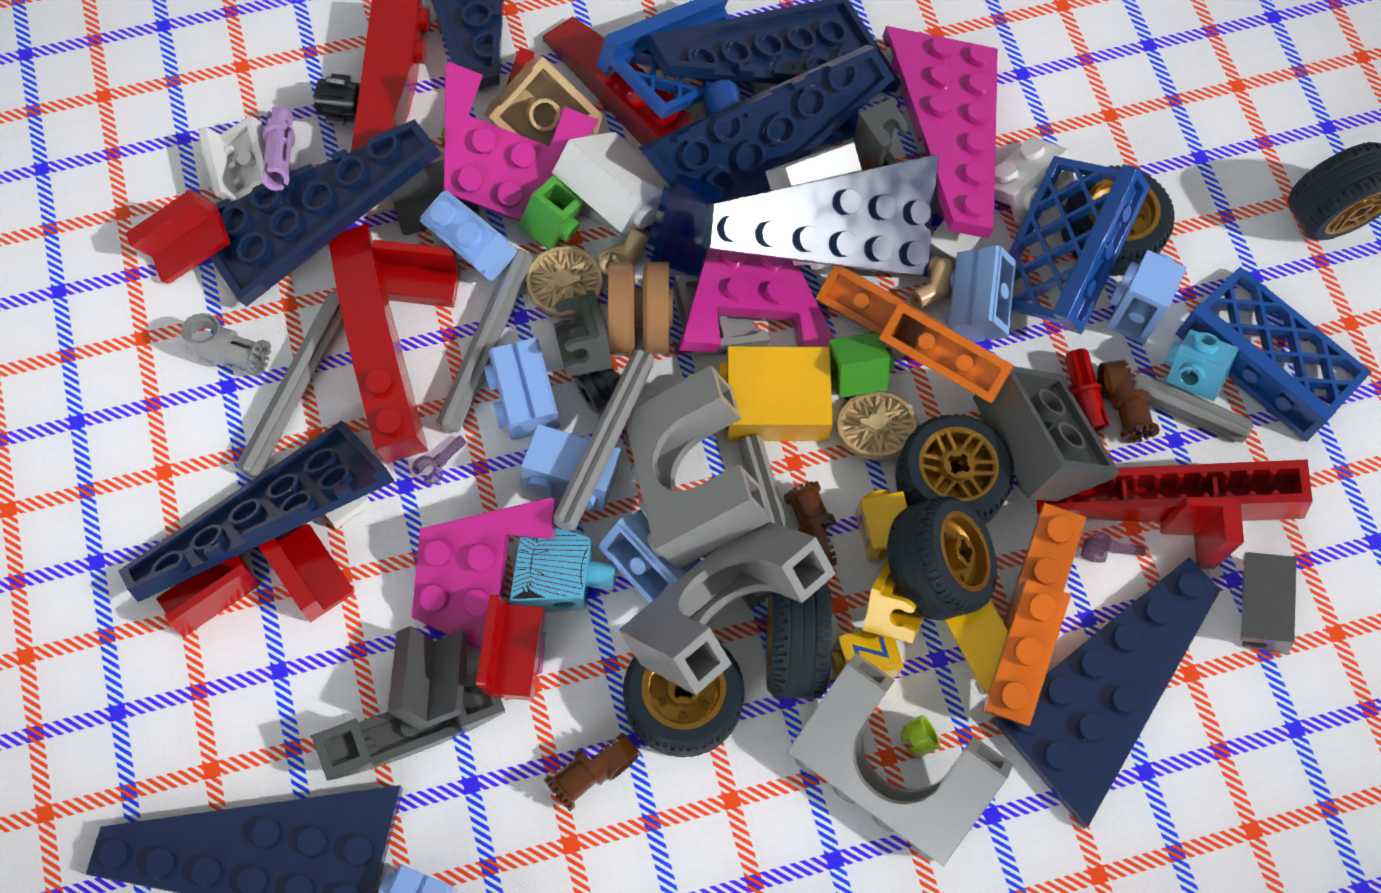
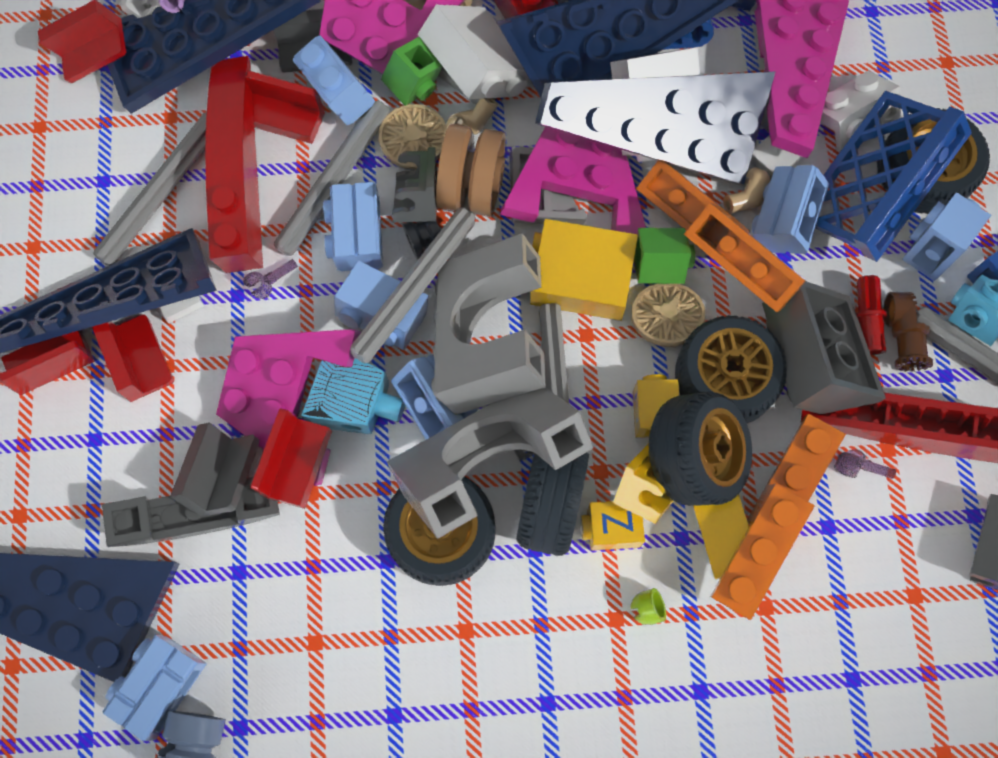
camera: 15 degrees right, 5 degrees up
(225, 345) = (98, 146): light grey connector -> none
(584, 773) = (337, 582): reddish brown connector -> none
(682, 231) = (519, 106): clear blue brick -> none
(812, 514) = (591, 392): reddish brown connector -> none
(875, 133) = (721, 43): dark grey hinge -> none
(928, 817) = (639, 685): light grey arch -> none
(1108, 689) = (834, 597): dark blue wing -> none
(1213, 523) = (966, 462): red panel -> none

